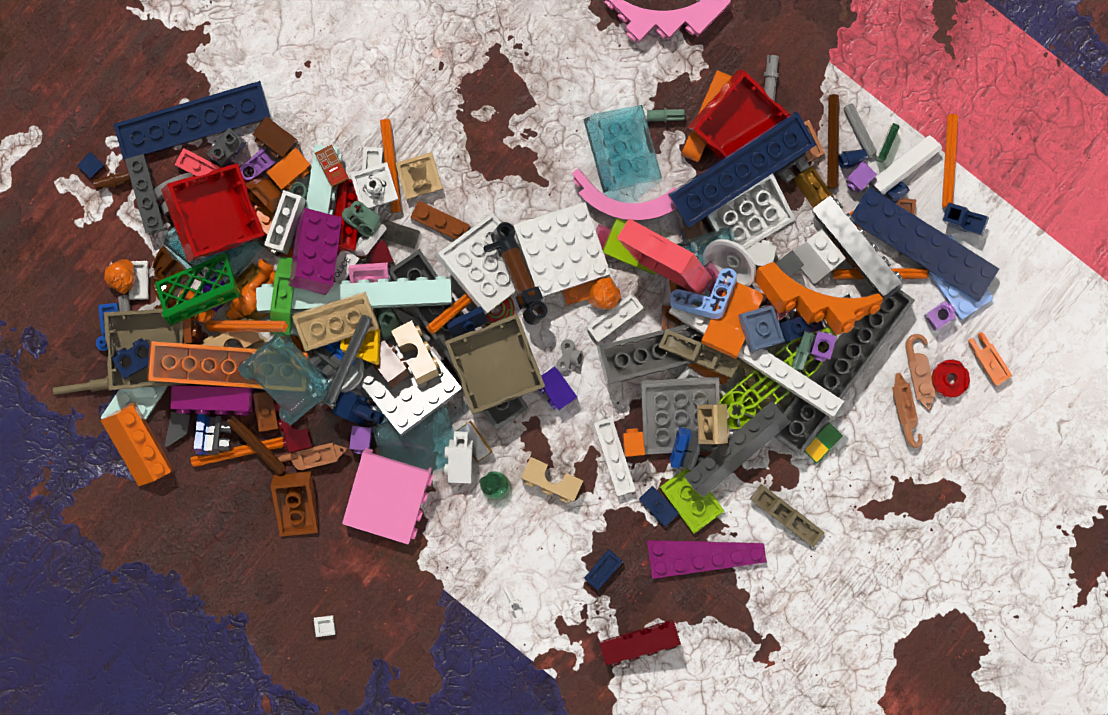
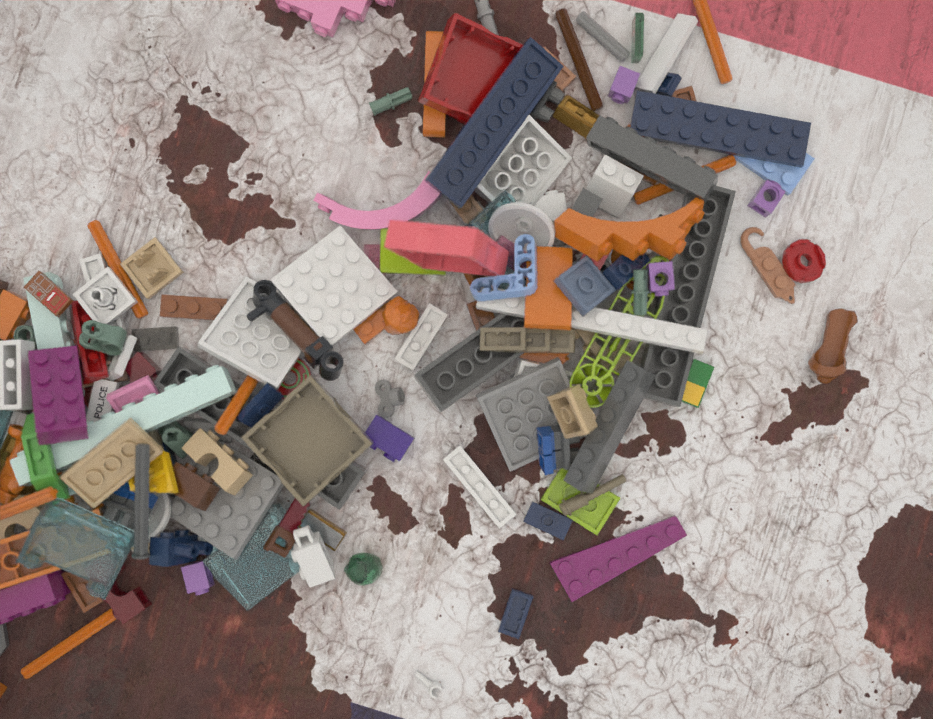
camera: 25 degrees left, 0 degrees up
(208, 435) = (30, 638): hips -> none
(245, 433) = (84, 629): reddish brown axle -> none
(294, 503) = (152, 675): dark orange slope -> none
(314, 456) = (151, 618): nougat plate -> none
(387, 497) = (249, 631): bright pink panel -> none
(448, 427) = (290, 522): none -> piece
(535, 475) = (402, 540): tan arch -> none
(622, 148) = (357, 153): clear light blue slope -> none
(633, 443) = (494, 465): orange brick -> none
(640, 642) = (586, 678): dark red wedge -> none
(693, 499) = (582, 500): none -> dark tan pin
(787, 515) = (689, 476): dark tan slope -> none
(851, 158) = (606, 69): dark blue cone -> none
(906, 409) = (770, 312): nougat plate -> none
(938, 466) = (830, 358): none -> dark orange hair
(965, 220) = (750, 87): dark blue brick -> none
(990, 360) = (837, 224): orange hinge -> none

